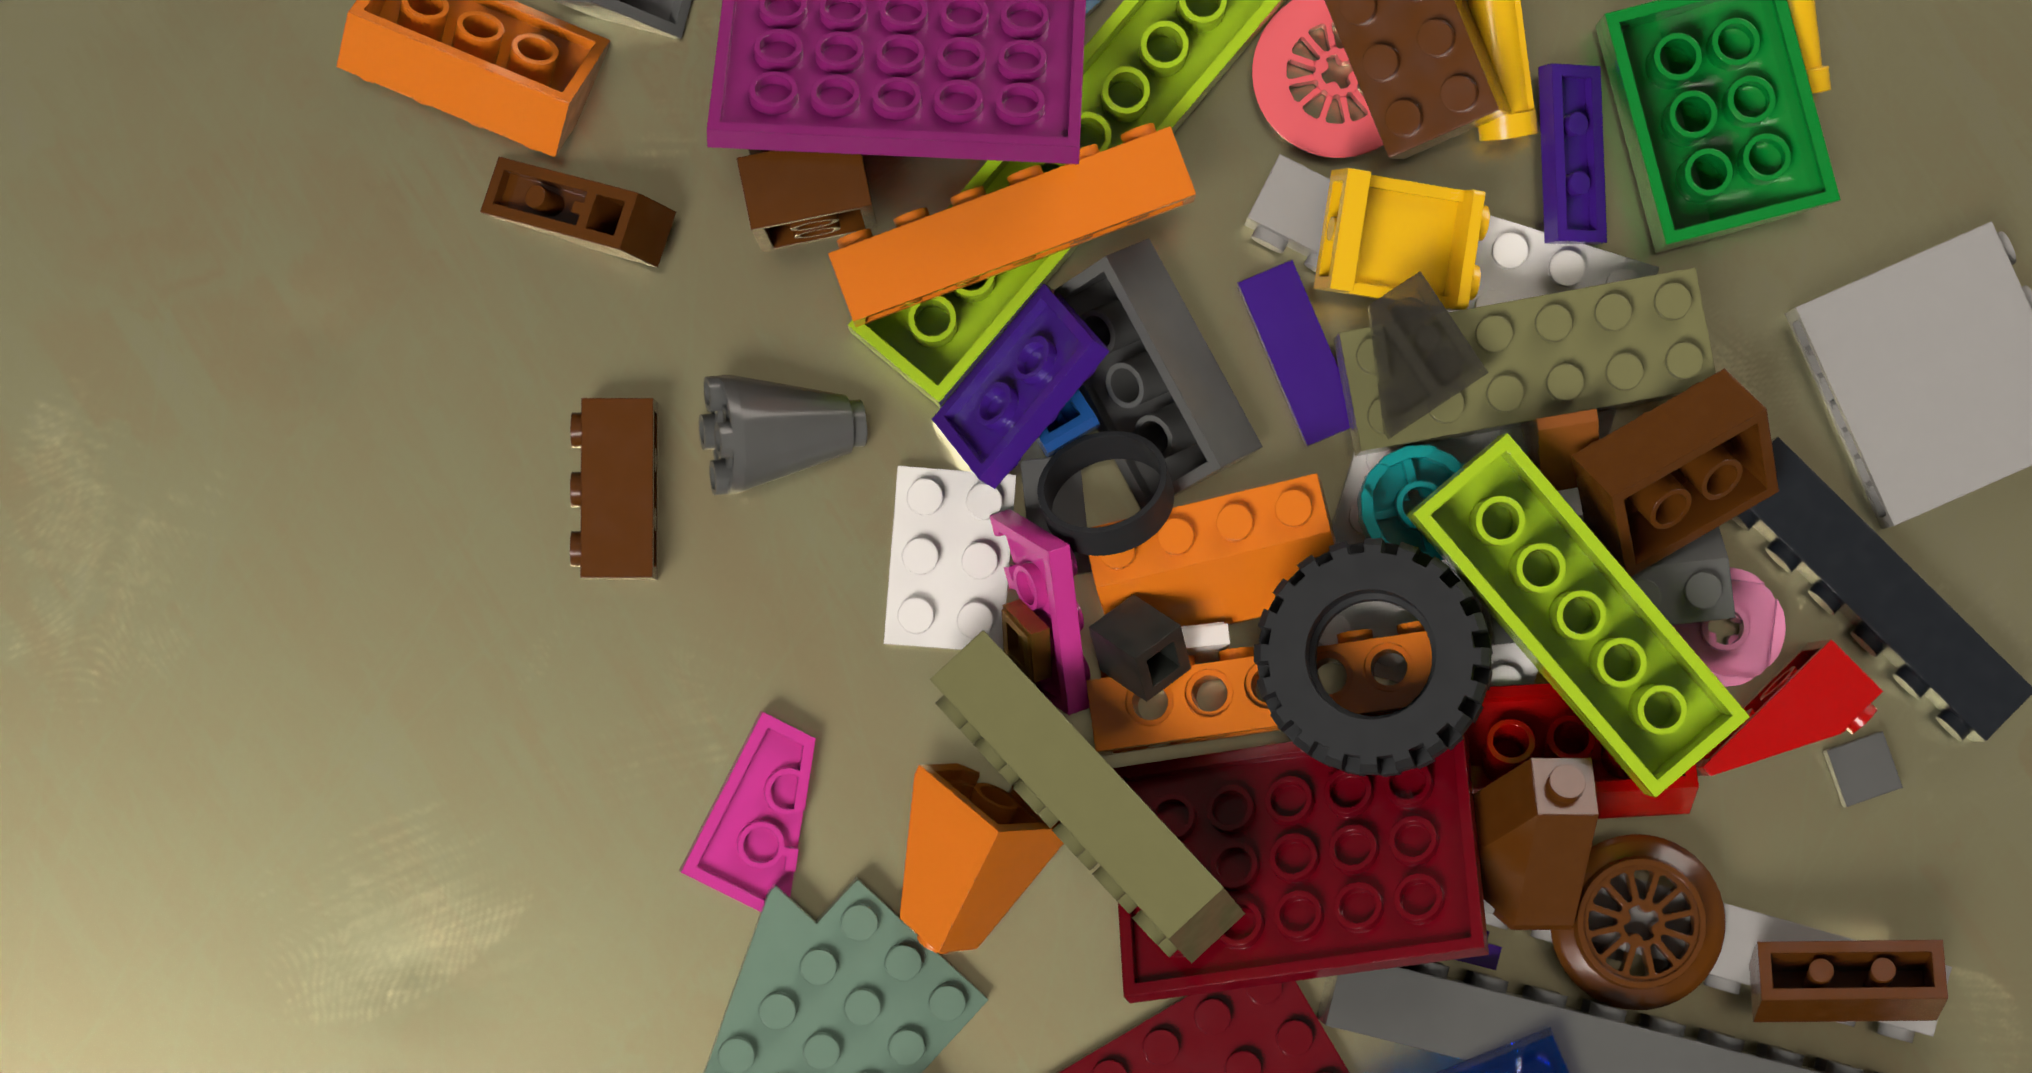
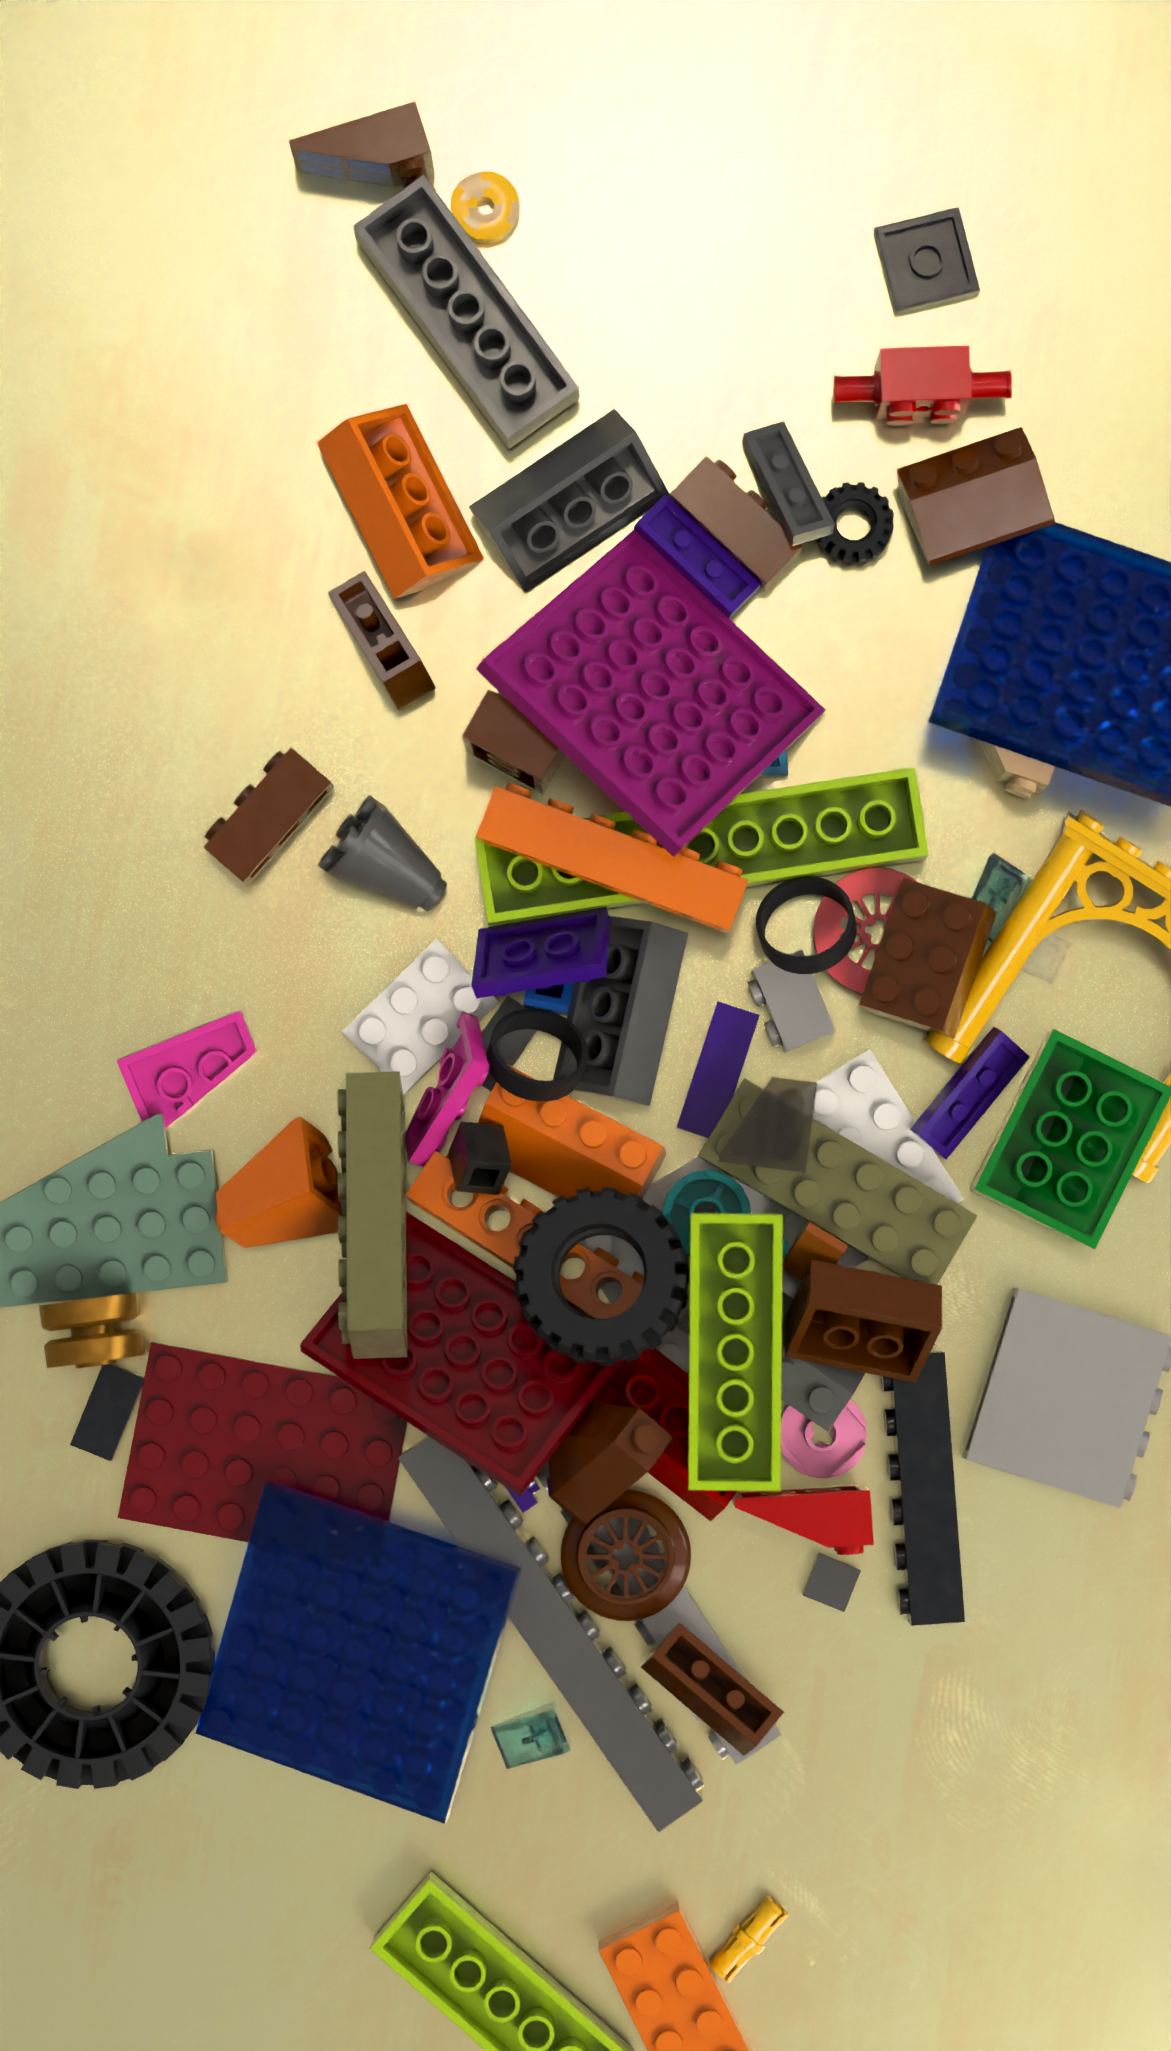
camera: 45 degrees right, 0 degrees up
(1026, 640) = (421, 1099): pearl gold tile -> none
(1206, 640) = (521, 1186): white tile -> none
(1222, 93) = (798, 887): none -> black tyre
(1392, 228) = (829, 1048): yellow panel -> none

